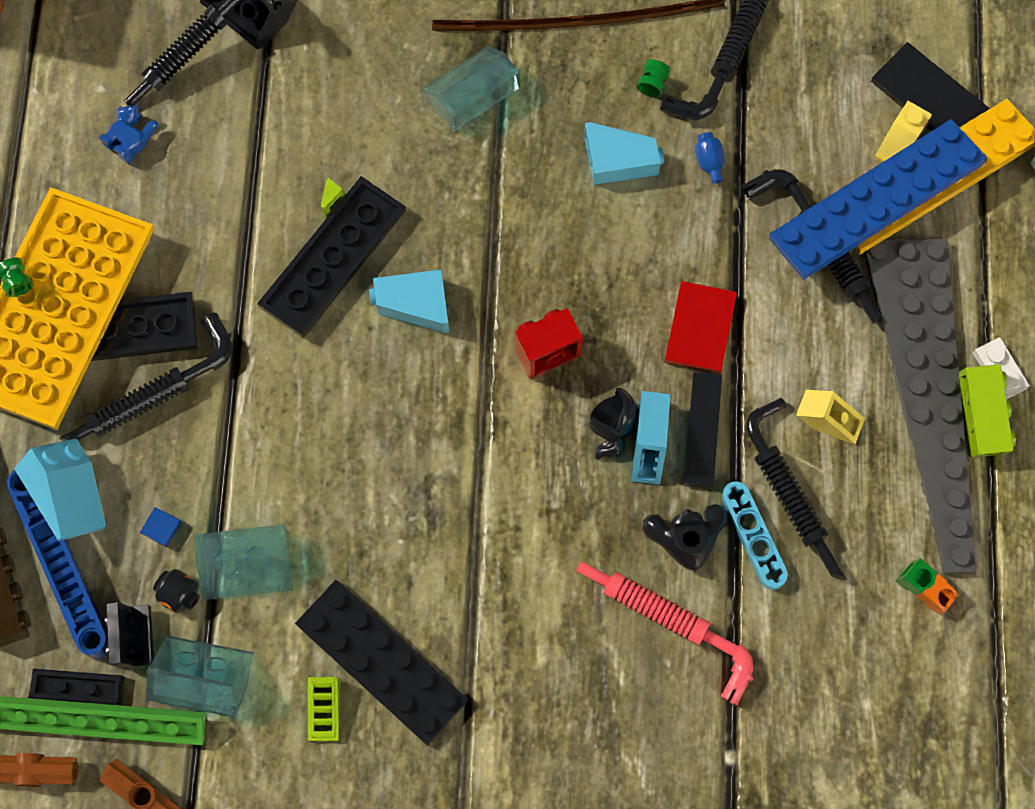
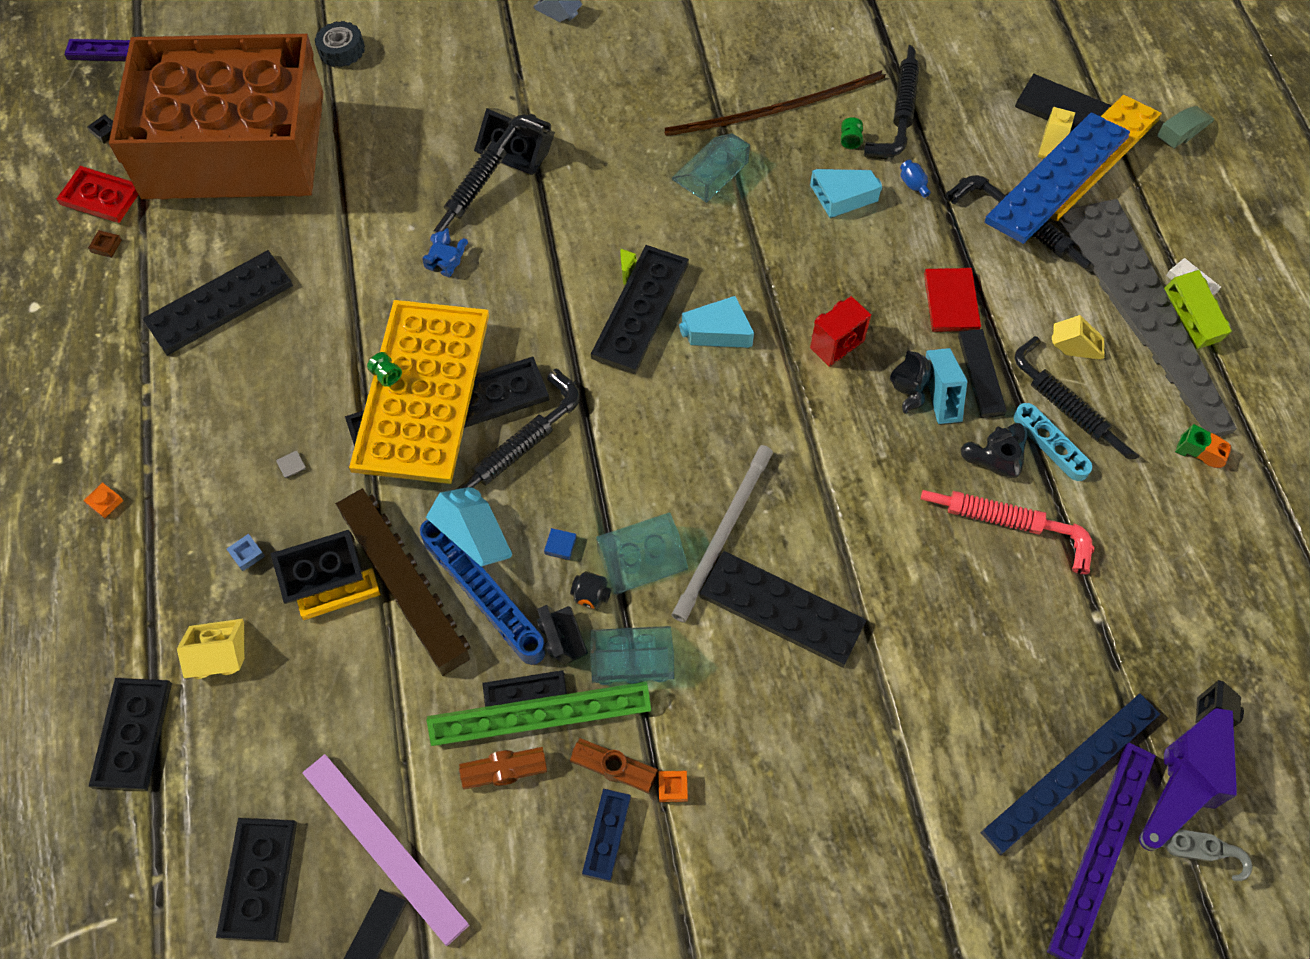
camera: 15 degrees left, 10 degrees down
(281, 626) = (689, 597): none -> light grey piece
(323, 682) = (741, 634): lime slope -> none

